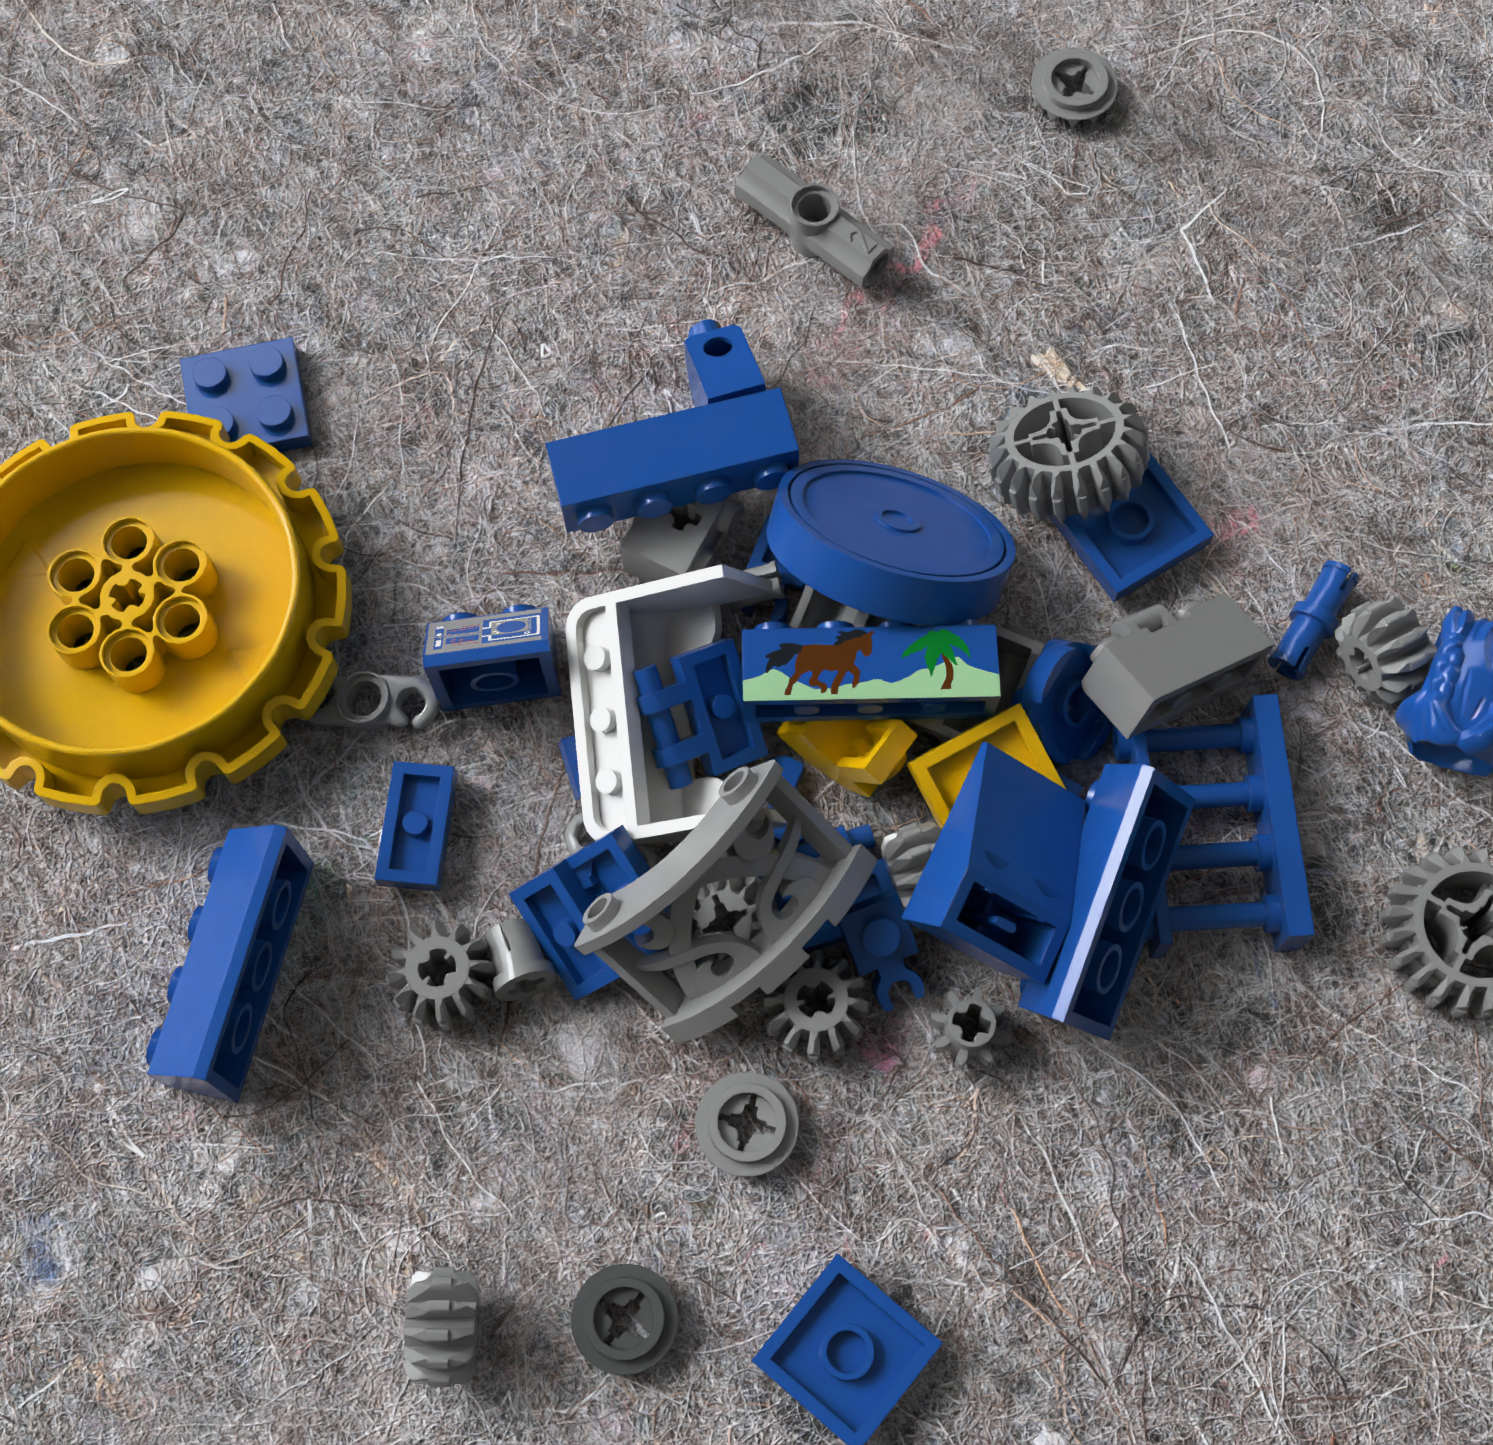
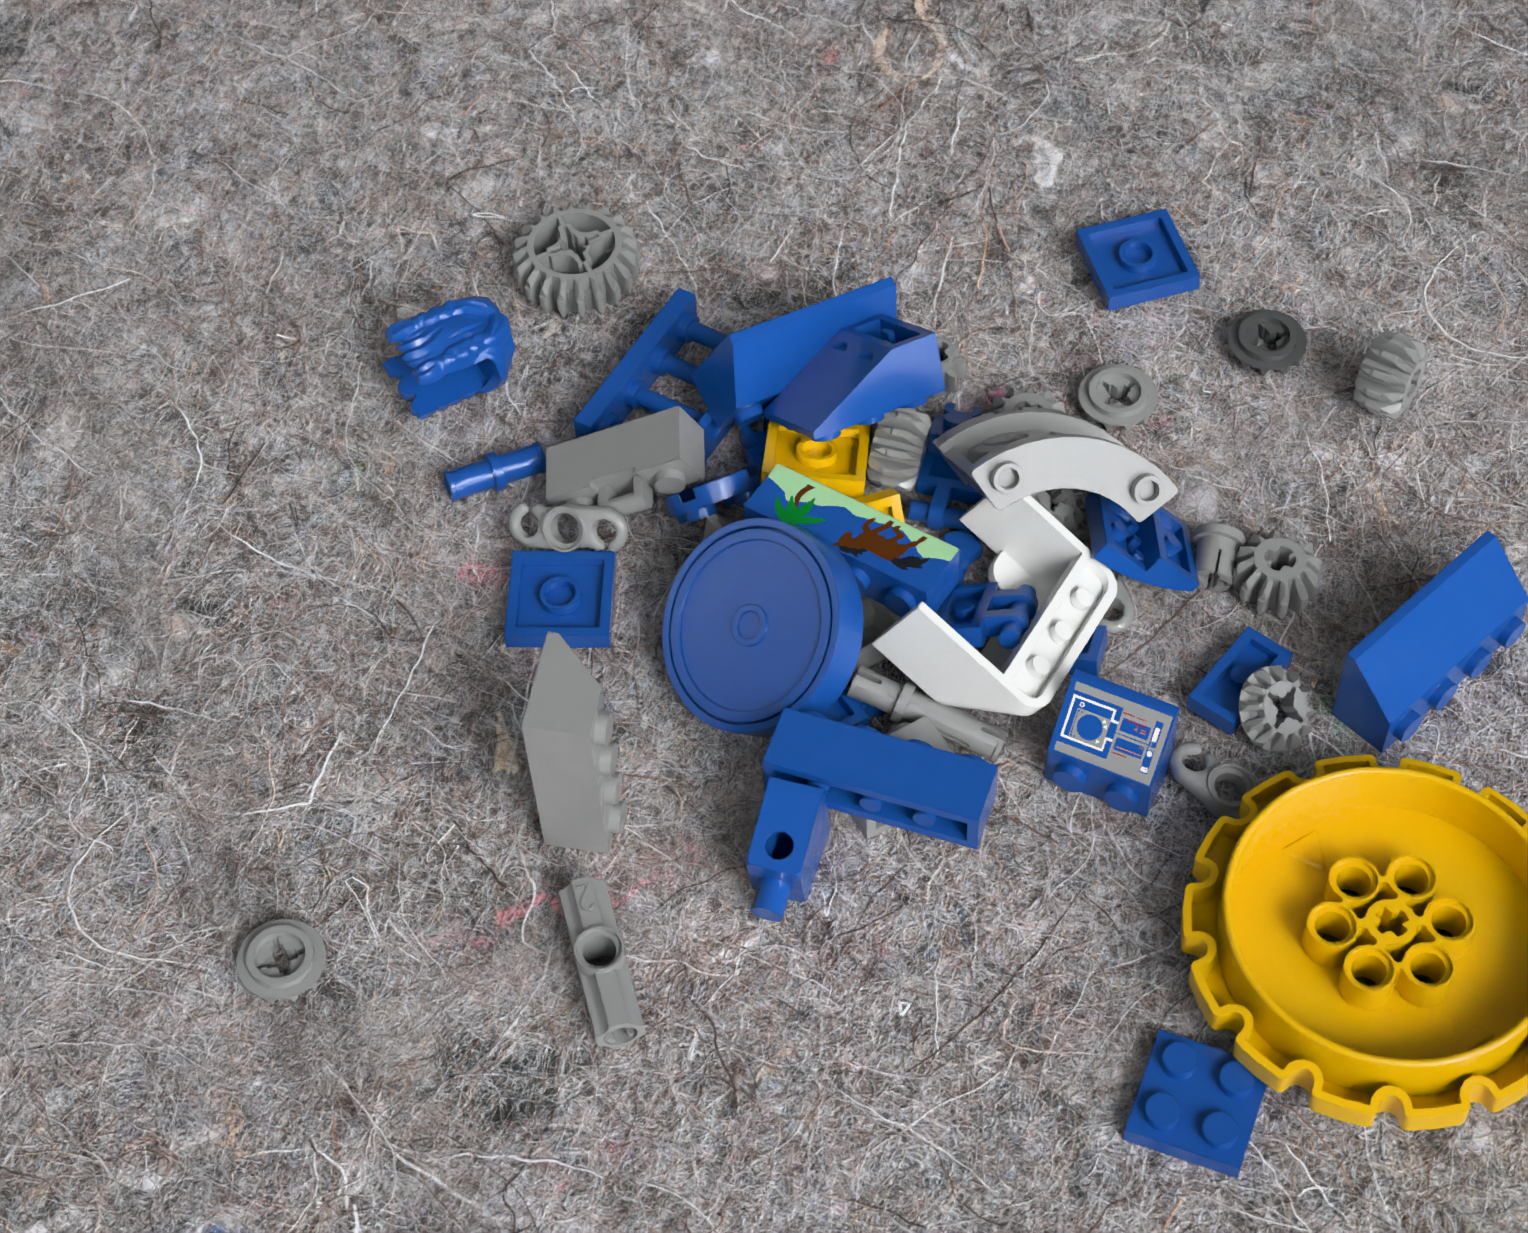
camera: 145 degrees left, 15 degrees down
(356, 820) = (1259, 712): none -> light grey gear
(956, 295) = (572, 753): none -> light grey slope
(1069, 454) = (578, 623): light grey gear -> none
(1178, 579) = (587, 518): none -> light grey piece
(1385, 650) = (474, 412): light grey gear -> none

